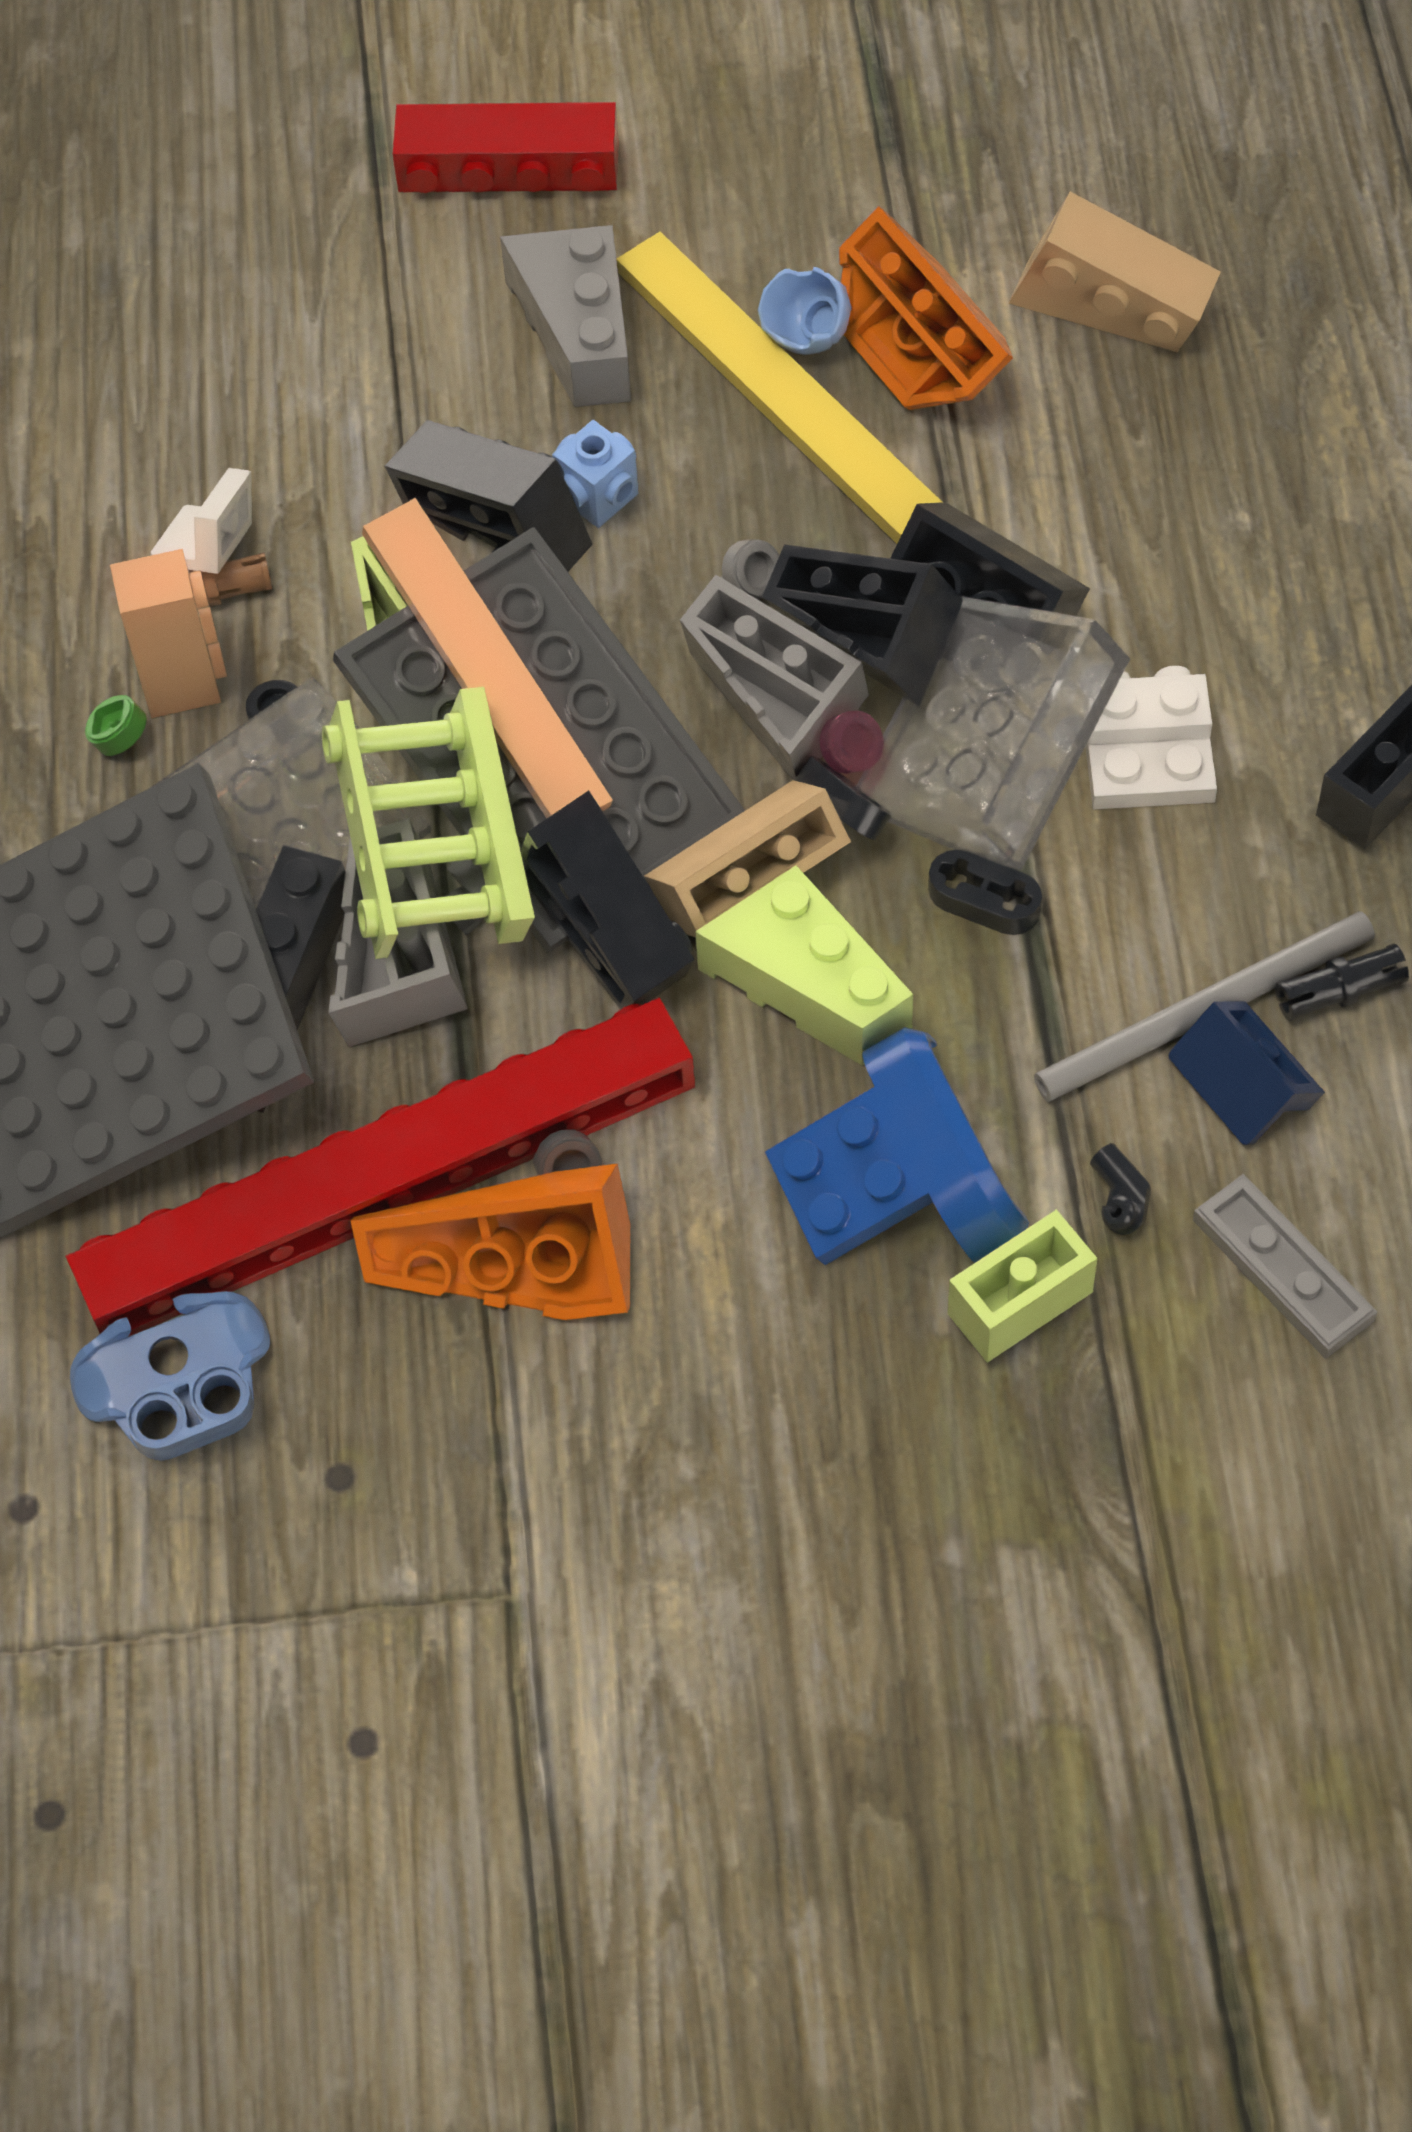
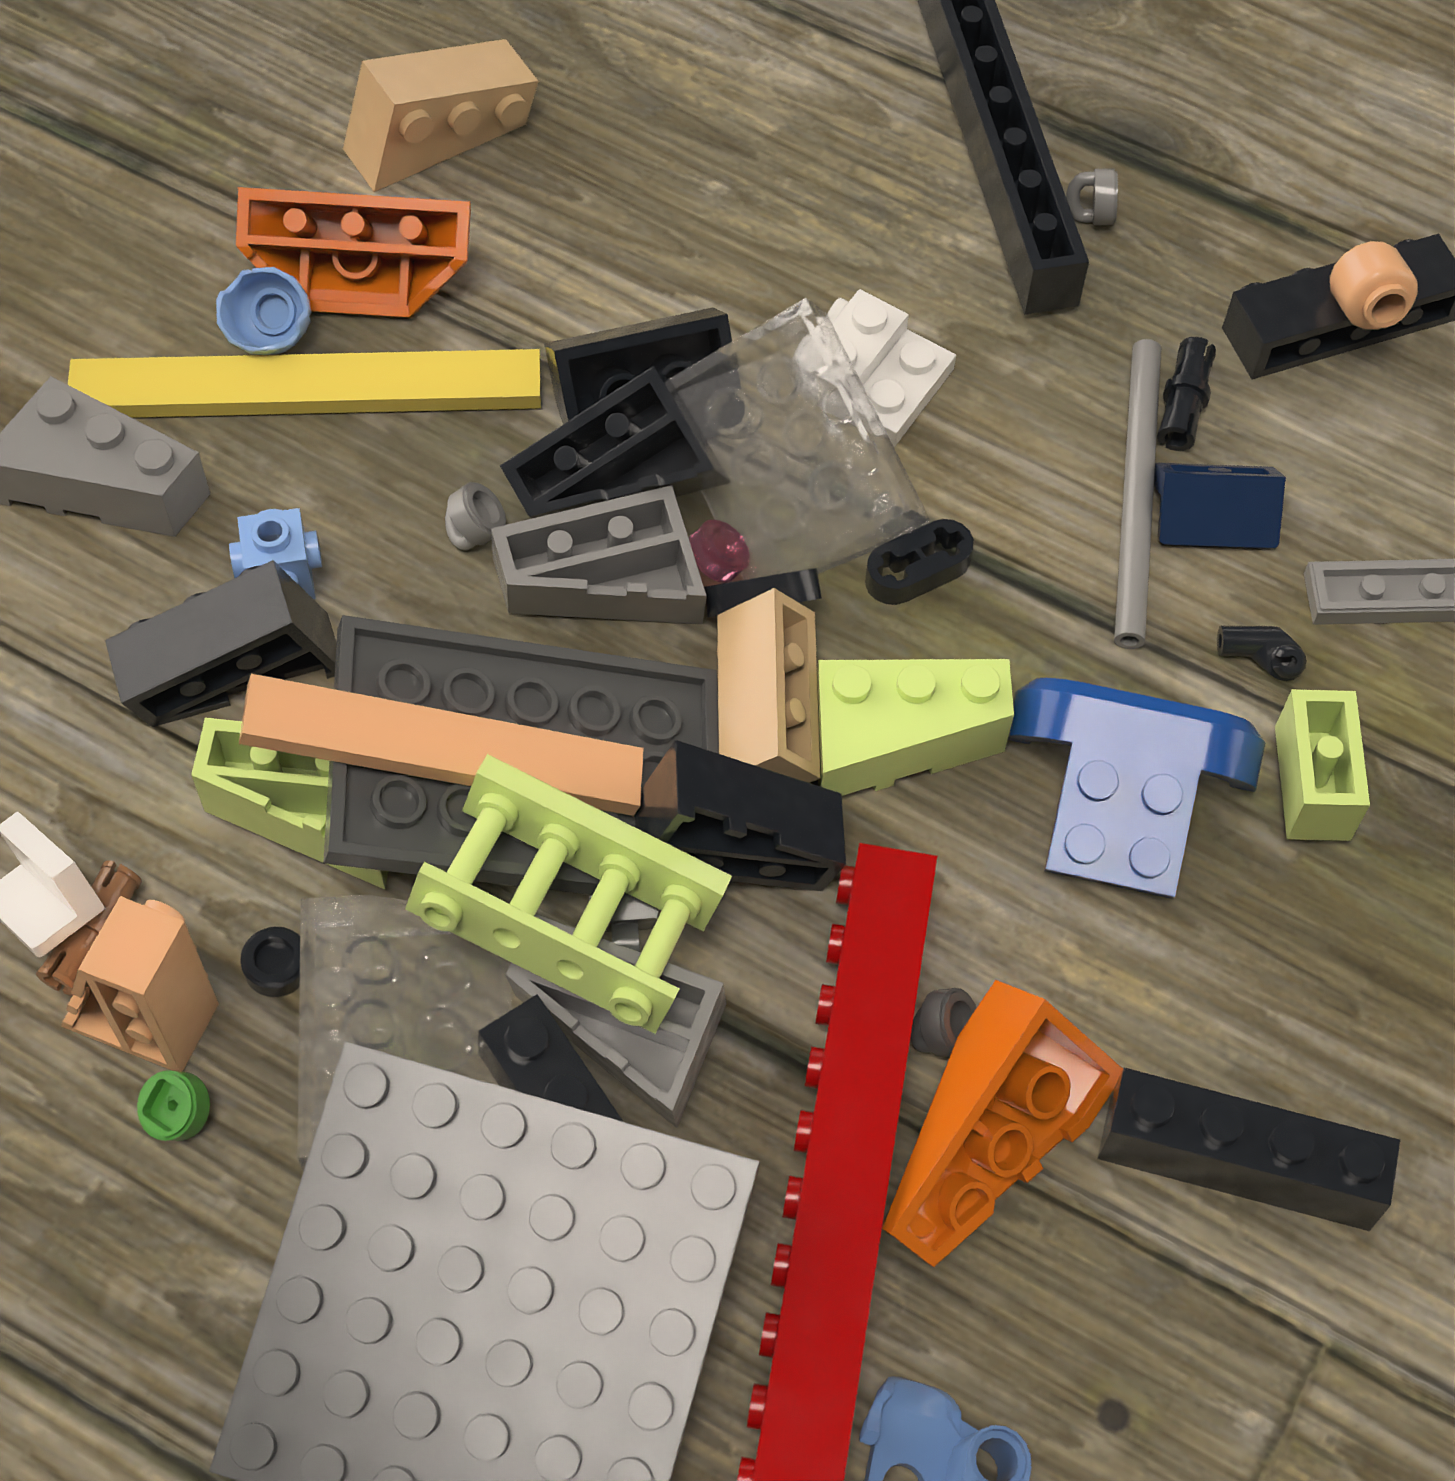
camera: 60 degrees left, 0 degrees up
(620, 1433) = (1249, 1149): none -> black brick

